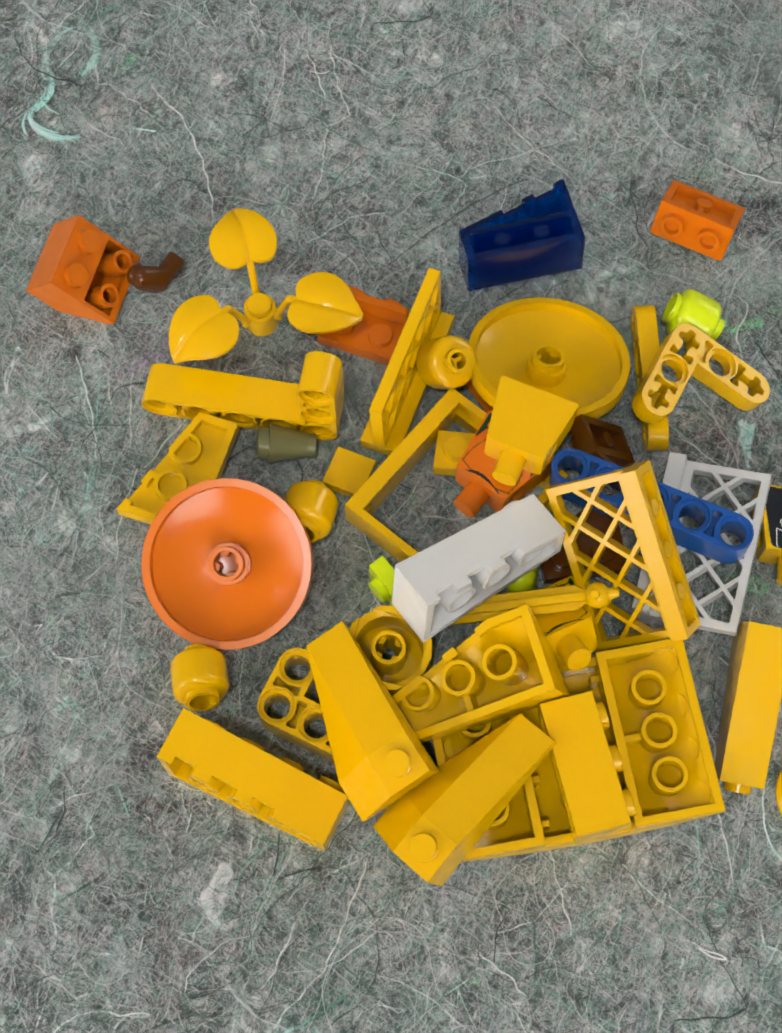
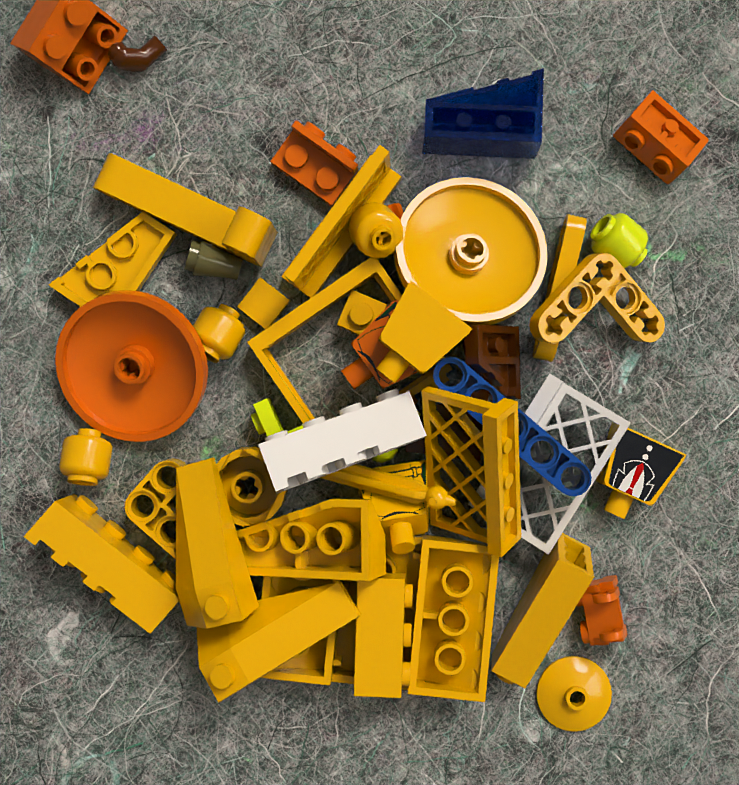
camera: 15 degrees right, 20 degrees up
(243, 238) = (218, 55): yellow plant -> none

